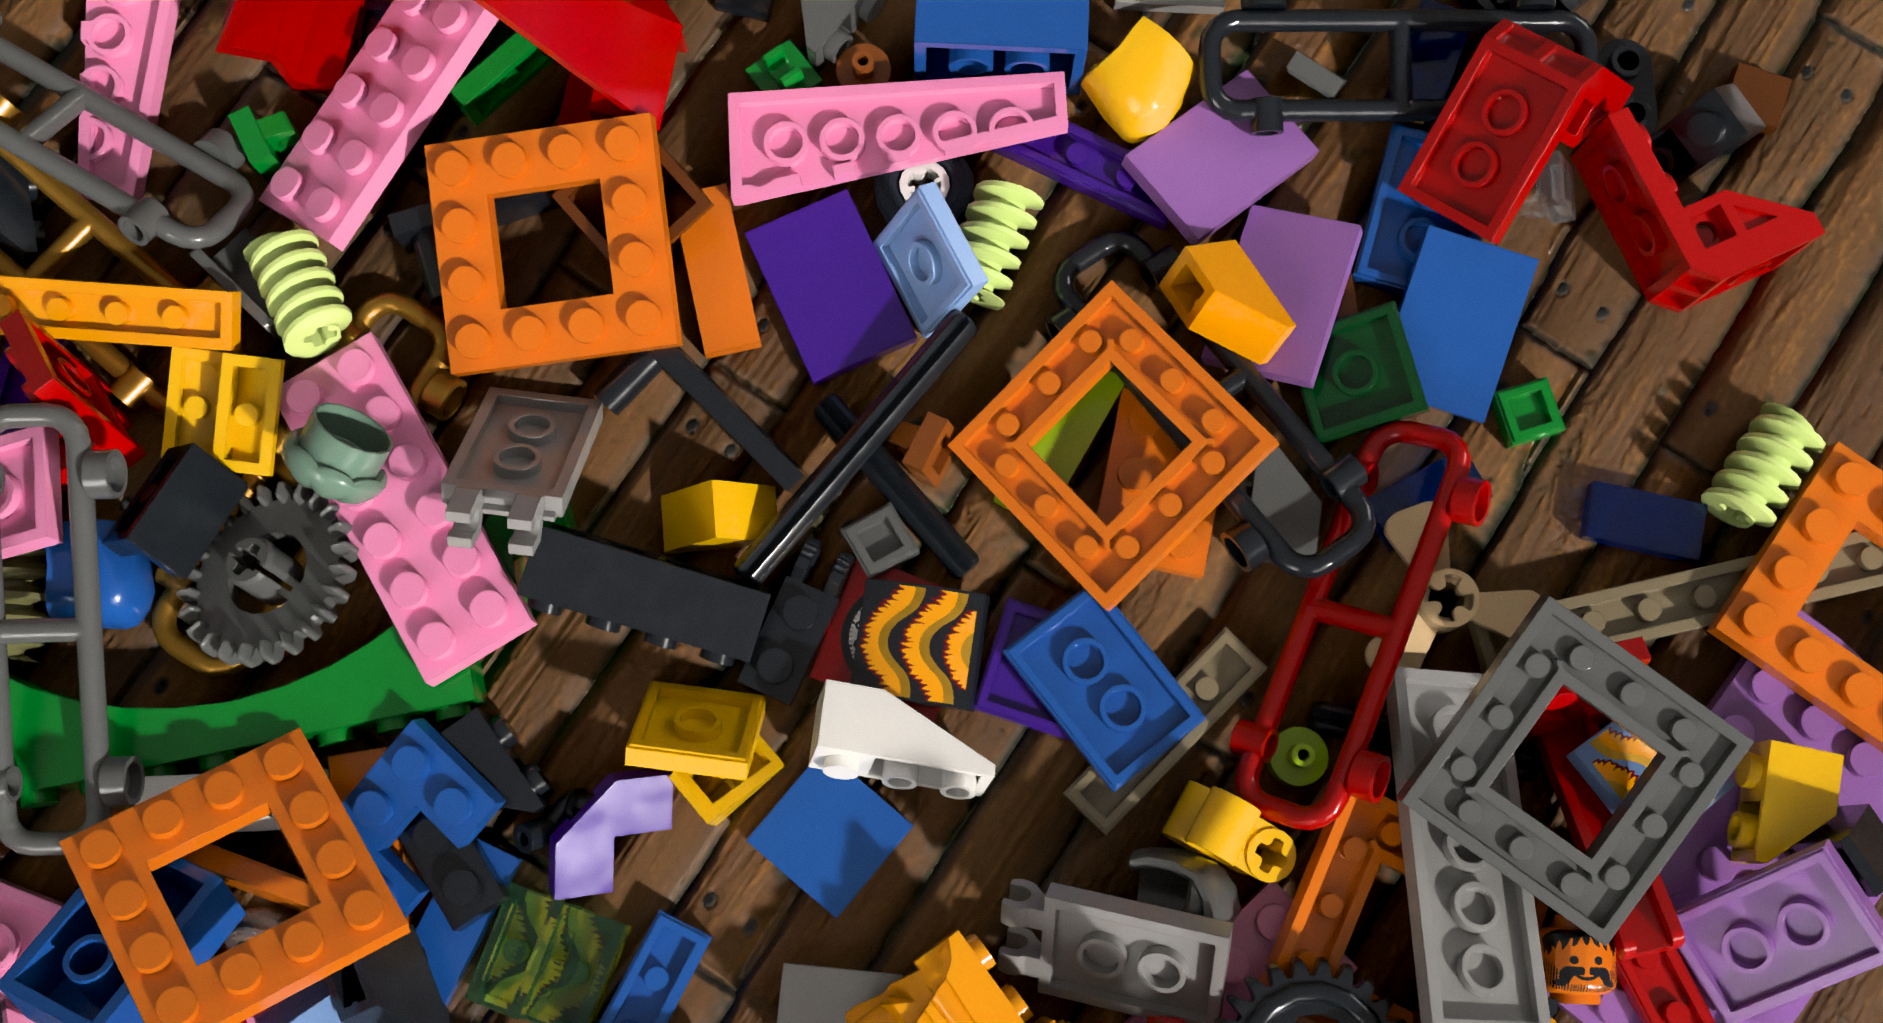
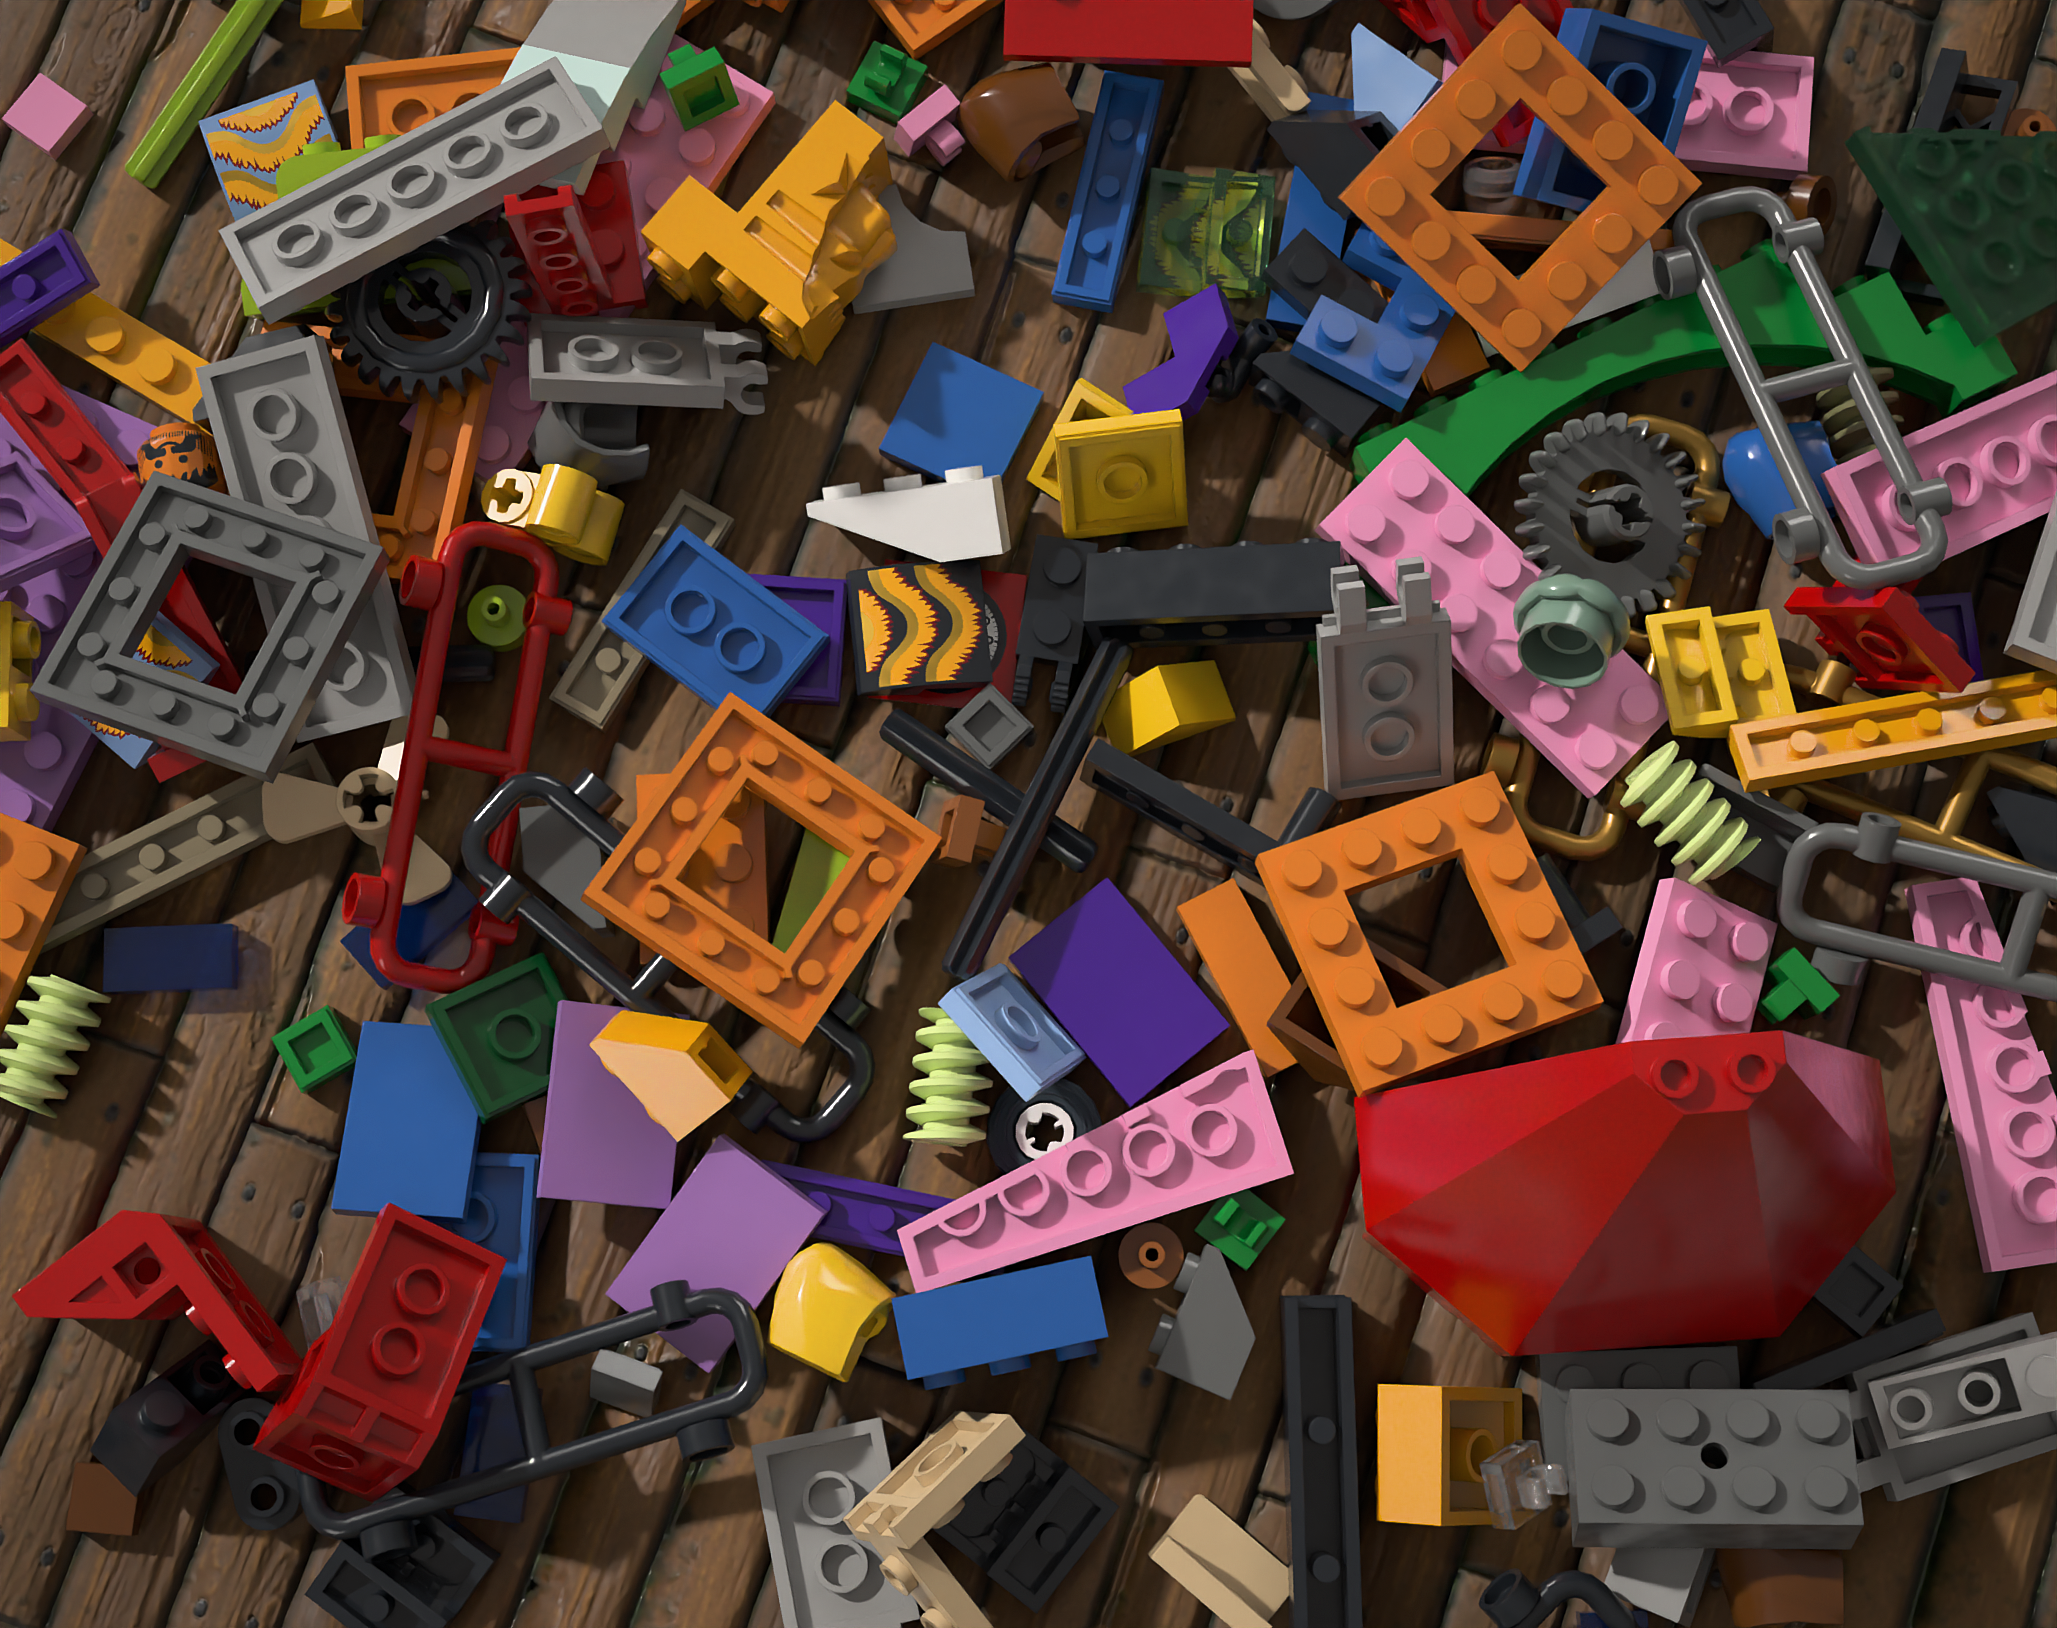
camera: 170 degrees right, 0 degrees up
(177, 510) = (1724, 548): black panel -> none

